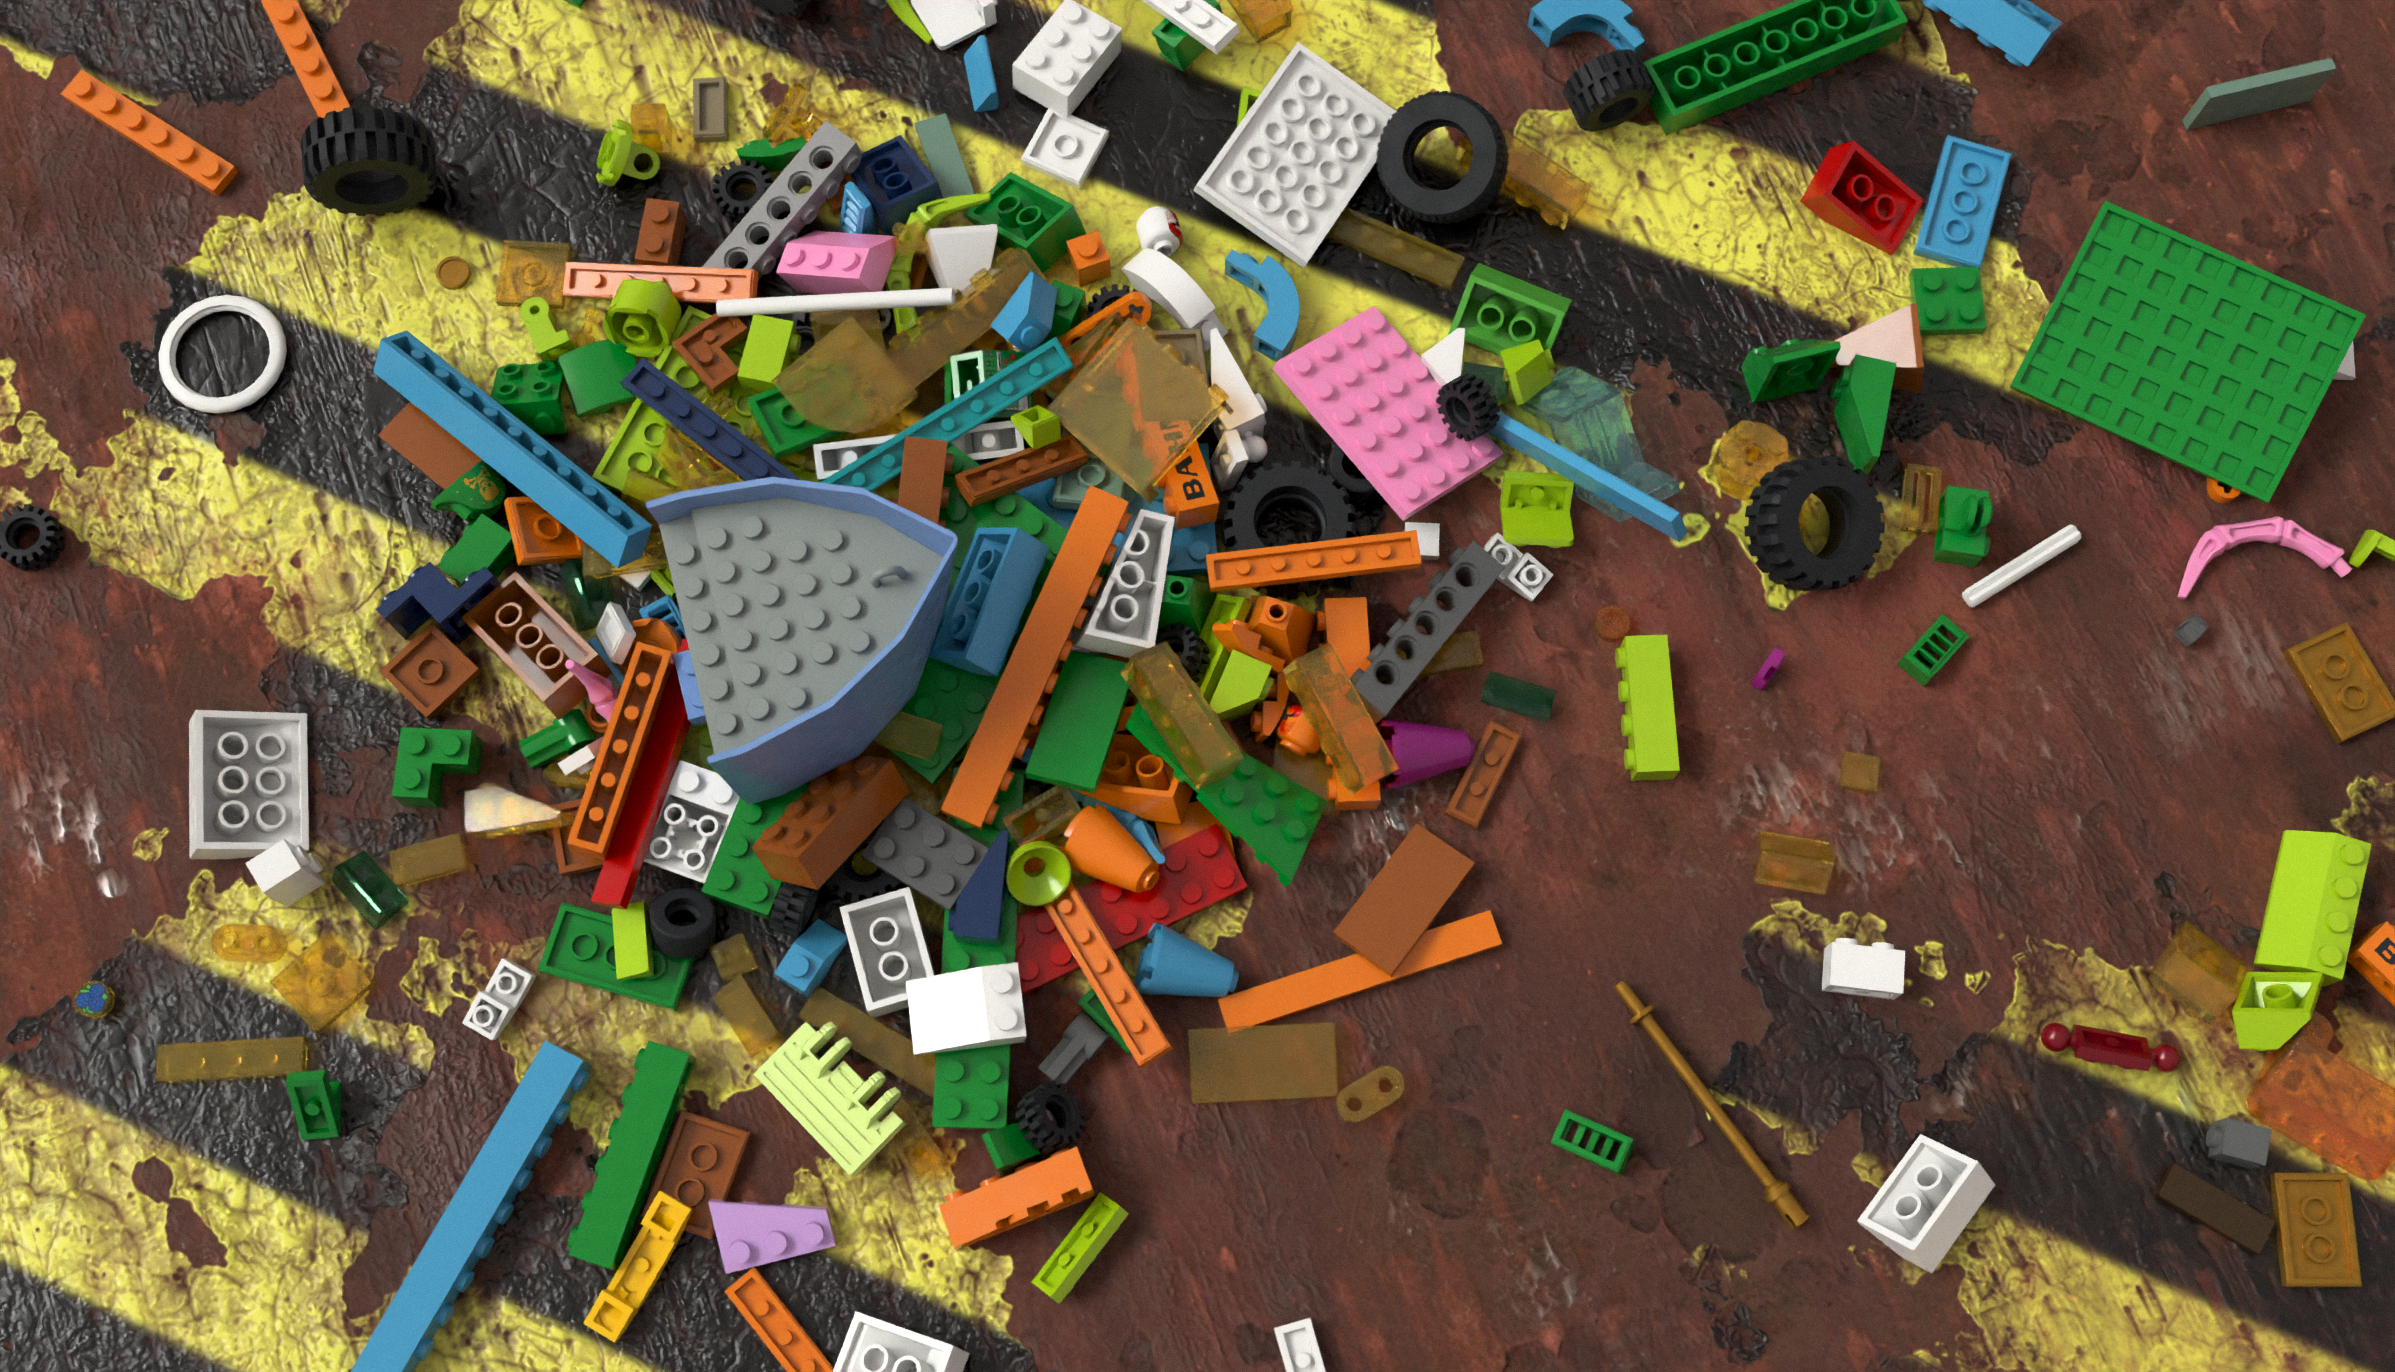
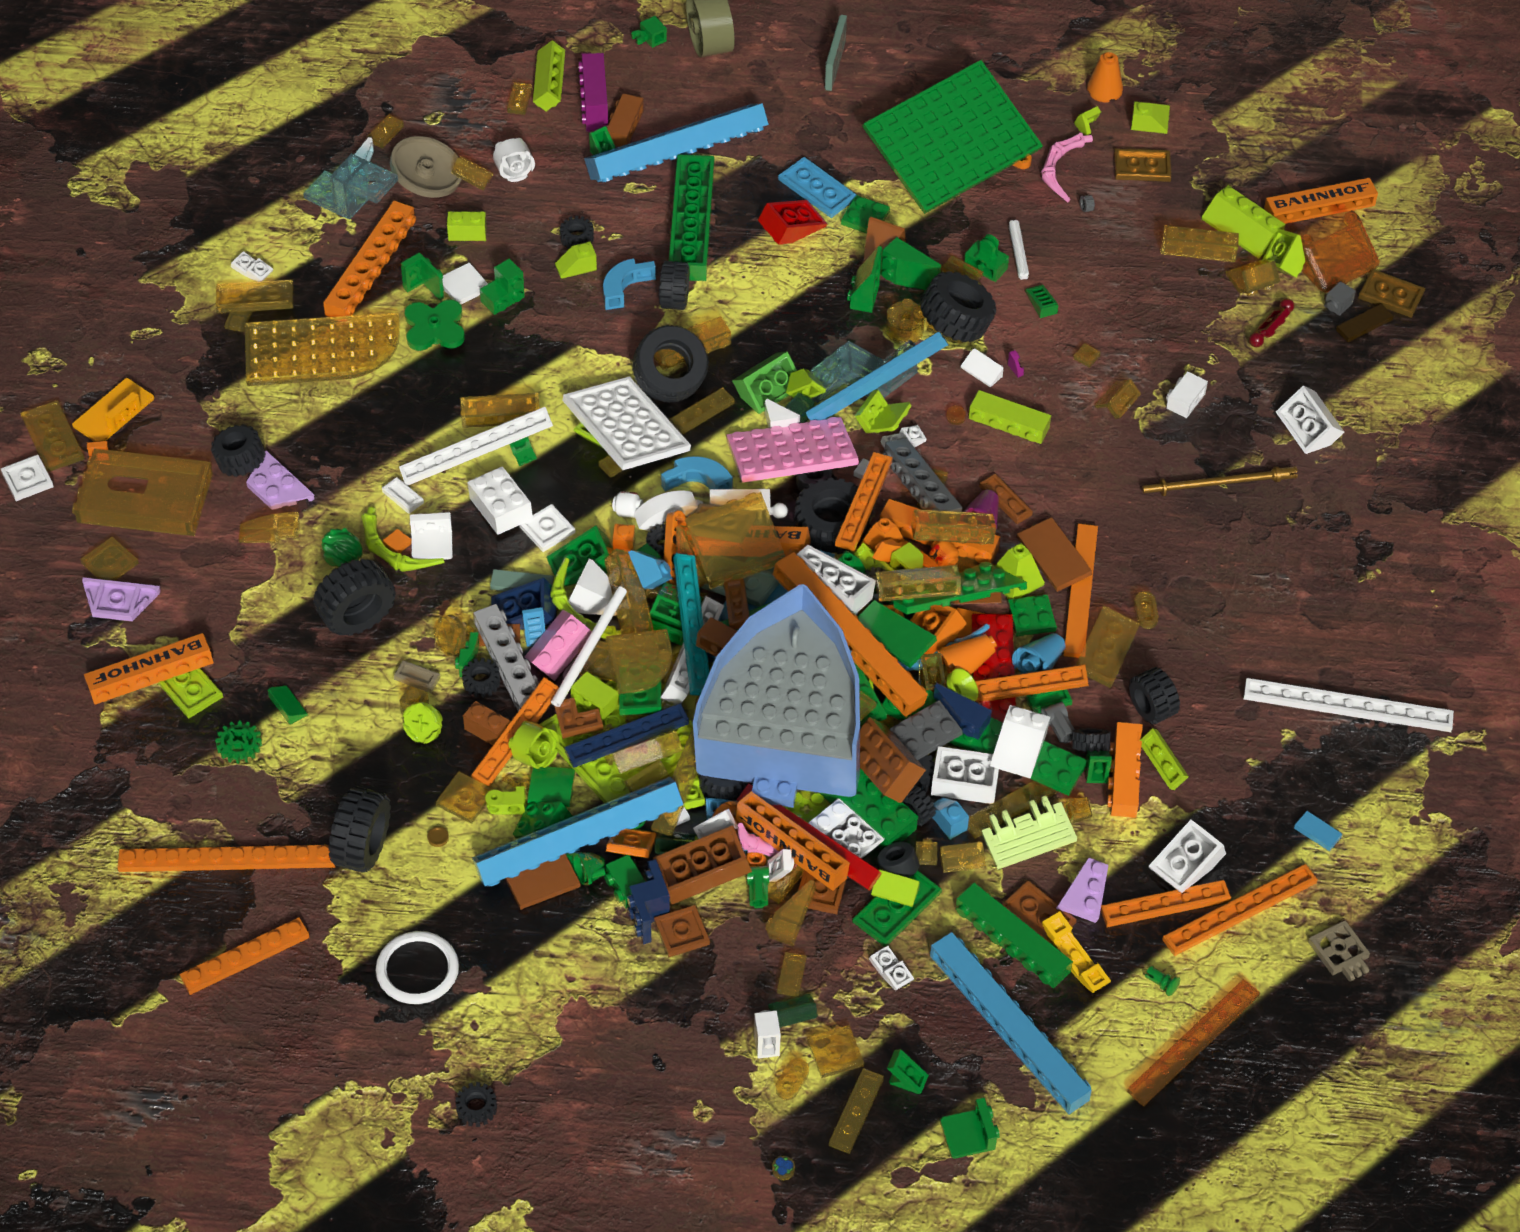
camera: 65 degrees left, 20 degrees down
(247, 782) = (697, 1044): white slope -> none
(254, 1242) = (970, 1131): none -> green bracket
(425, 758) = (735, 948): green brick -> none
(902, 231) = (574, 600): clear yellow plate -> none
(981, 76) = (481, 544): dark azure slope -> none
(1037, 426) = (715, 587): lime slope -> none
(1180, 1182) = (1154, 695): none -> black tyre
(1229, 459) = (780, 515): white plate -> none
(1268, 918) = (1032, 615): none -> green plate
(1334, 863) = (1021, 564): none -> lime slope
(1468, 406) = (819, 418): black tyre -> none
(1518, 696) = (974, 465): clear green hinge -> none
(1624, 1152) = (1216, 525): green slope -> none
(1729, 620) = (982, 368): none -> white slope
(2214, 851) = (1199, 243): none -> clear yellow brick

